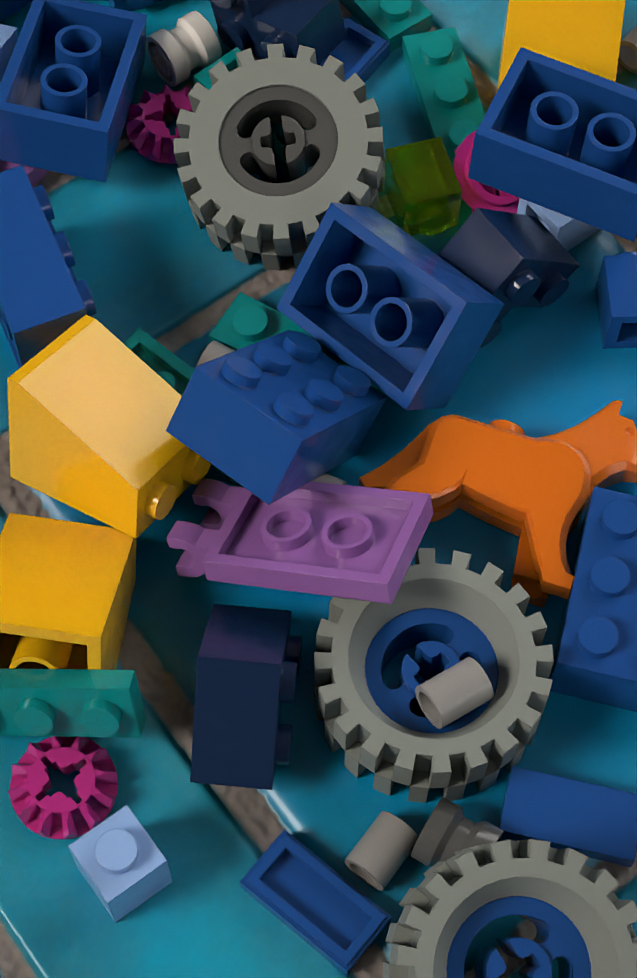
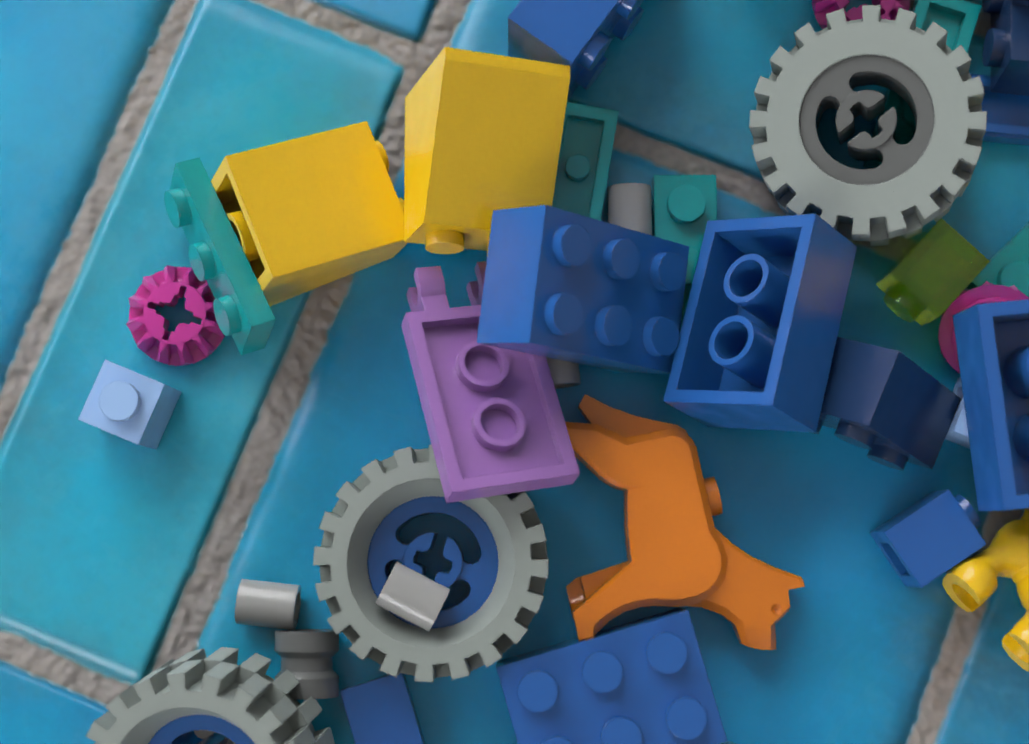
camera: 60 degrees right, 20 degrees up
(242, 679) = (324, 414): dark blue brick -> none
(315, 902) = (199, 574): blue tile -> none

